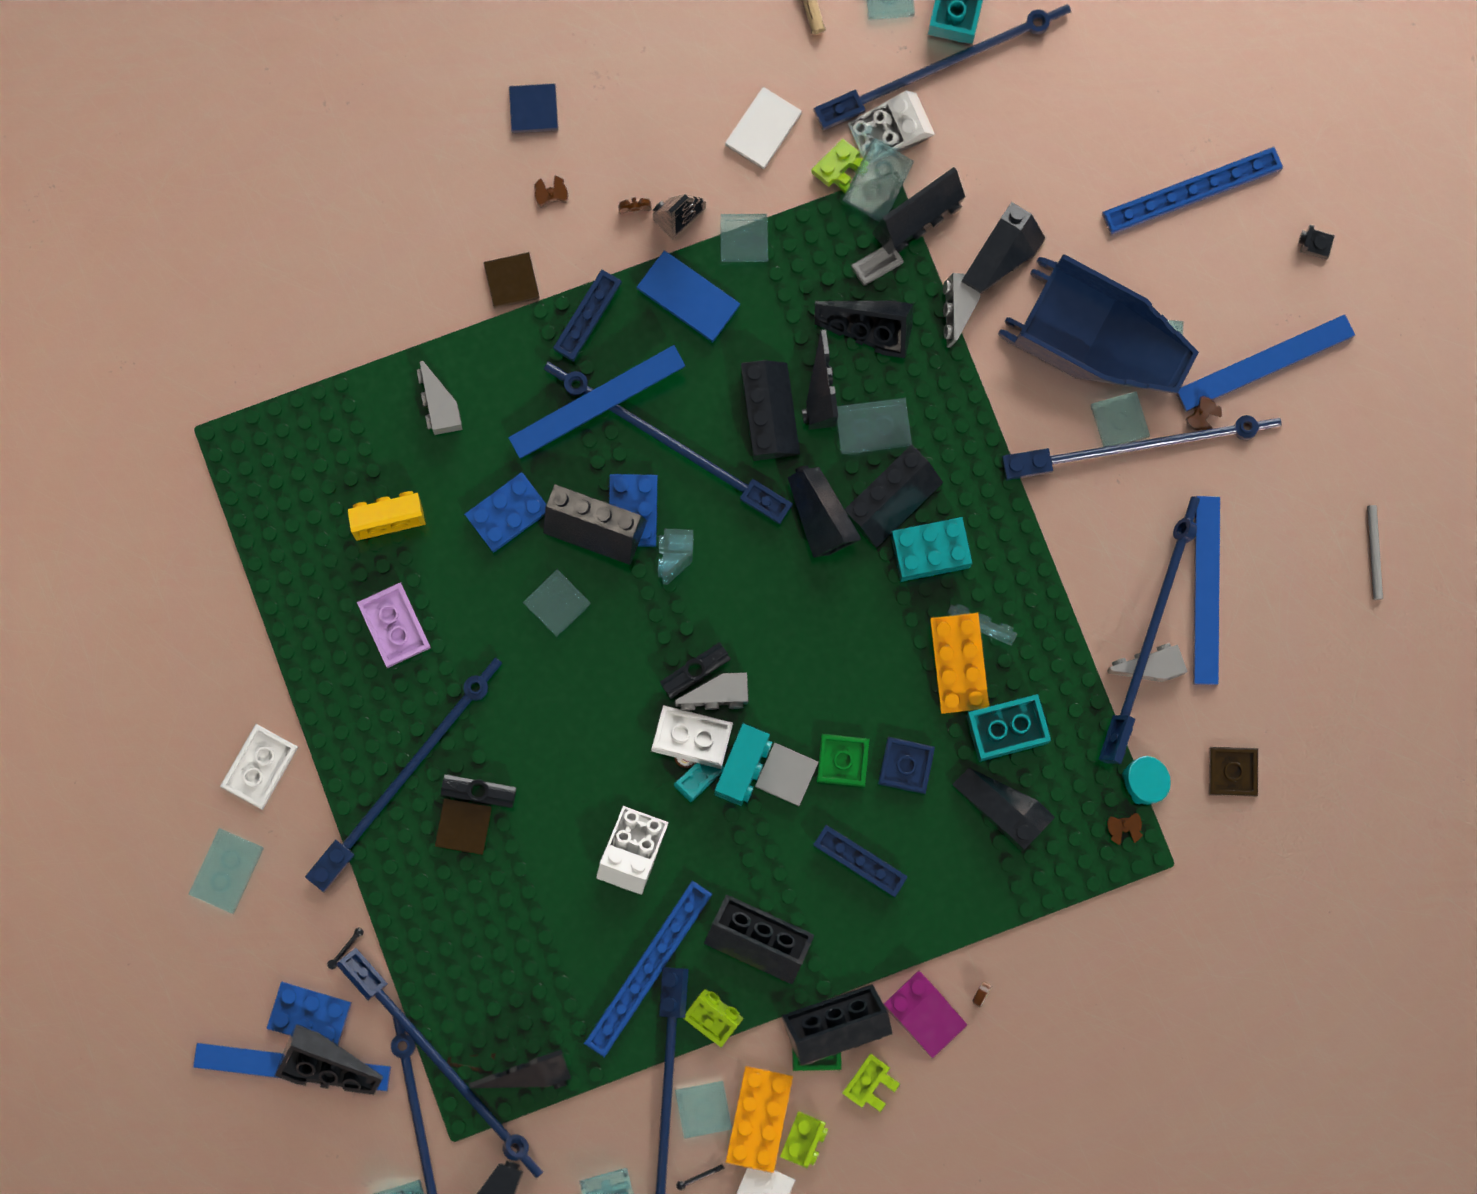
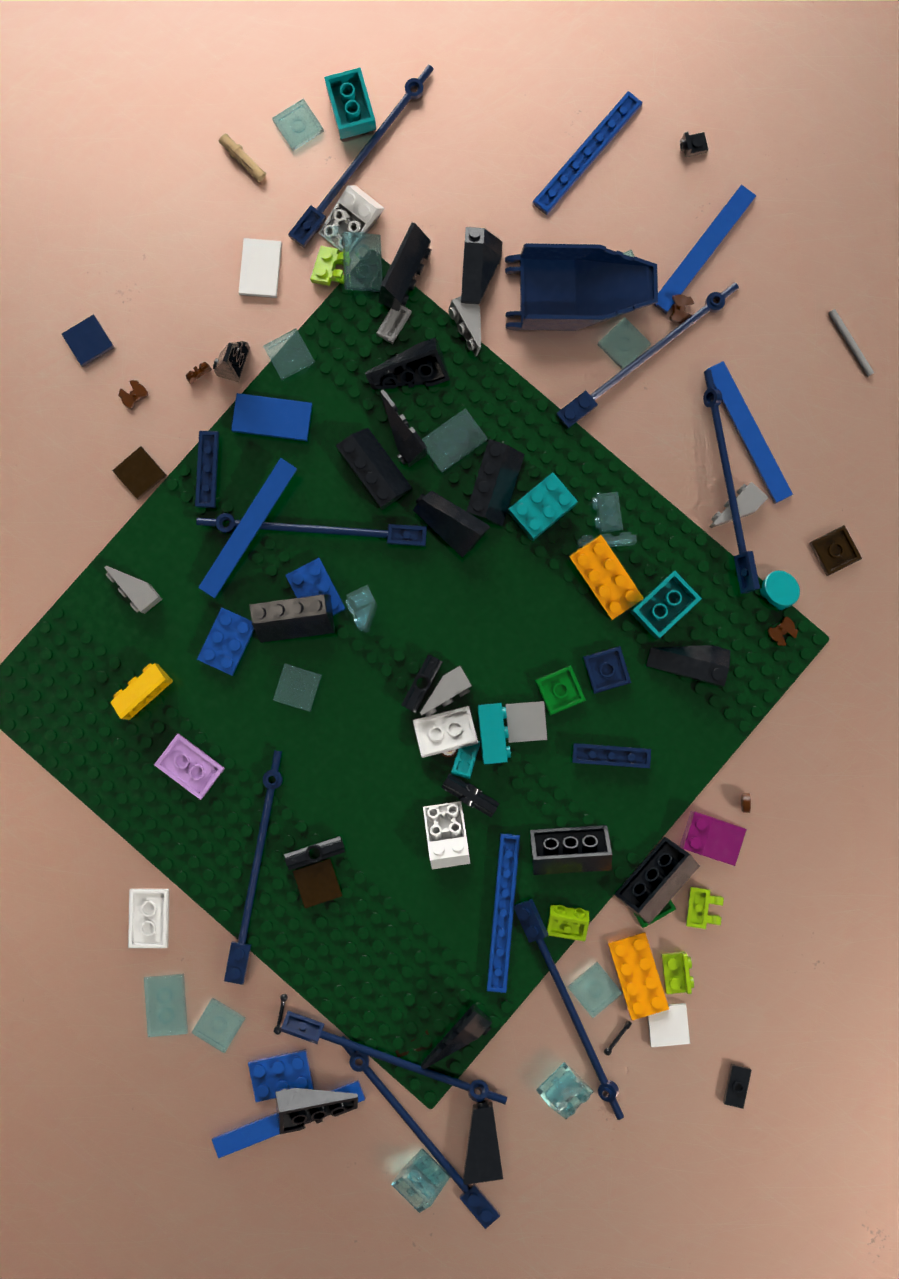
camera: 25 degrees left, 5 degrees up
(271, 923) = (218, 1025): none -> clear light blue tile
(681, 820) = (470, 795): none -> black piece
(1001, 593) = (608, 512): none -> clear light blue bracket

